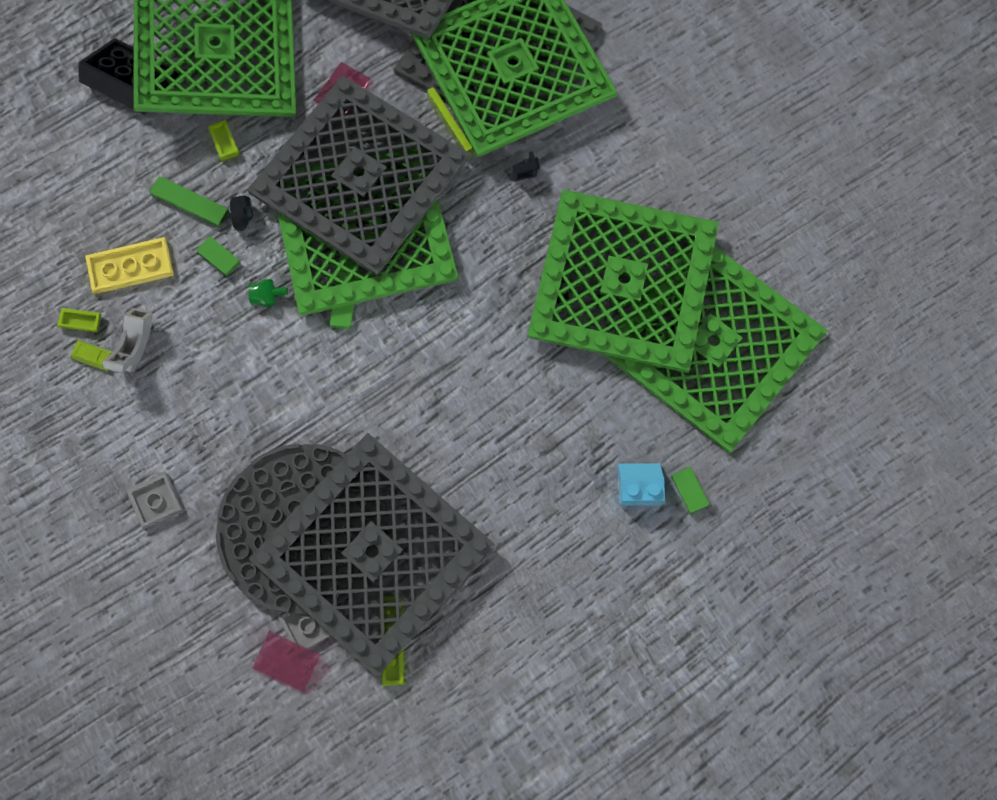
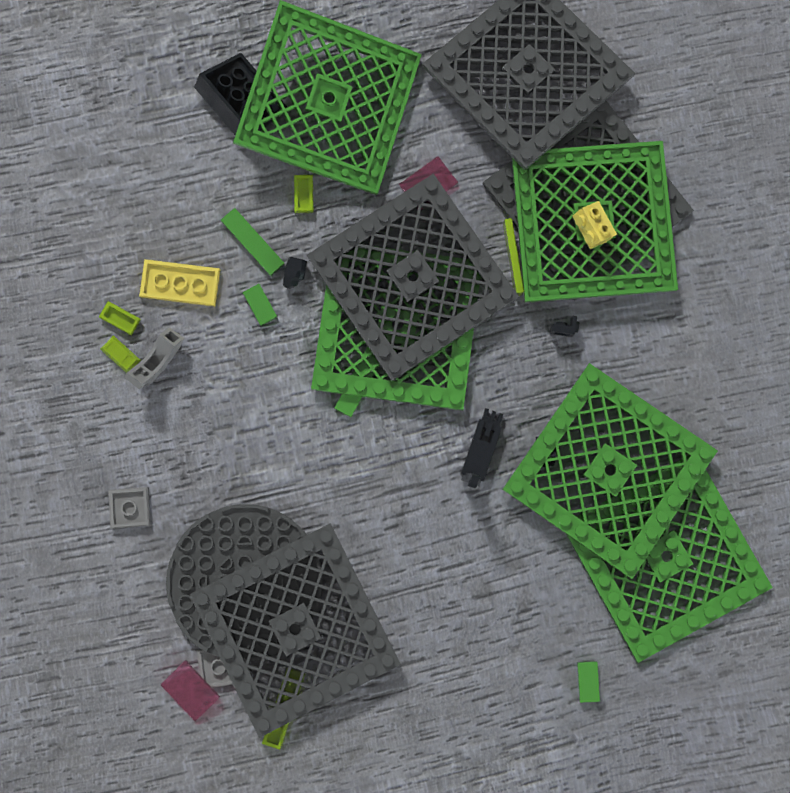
camera: 20 degrees right, 10 degrees up
(264, 293) = (287, 356): green piece -> none
(491, 309) = (481, 451): none -> black hinge
(513, 60) = (591, 222): none -> light yellow brick
(641, 484) = (548, 659): medium azure slope -> none

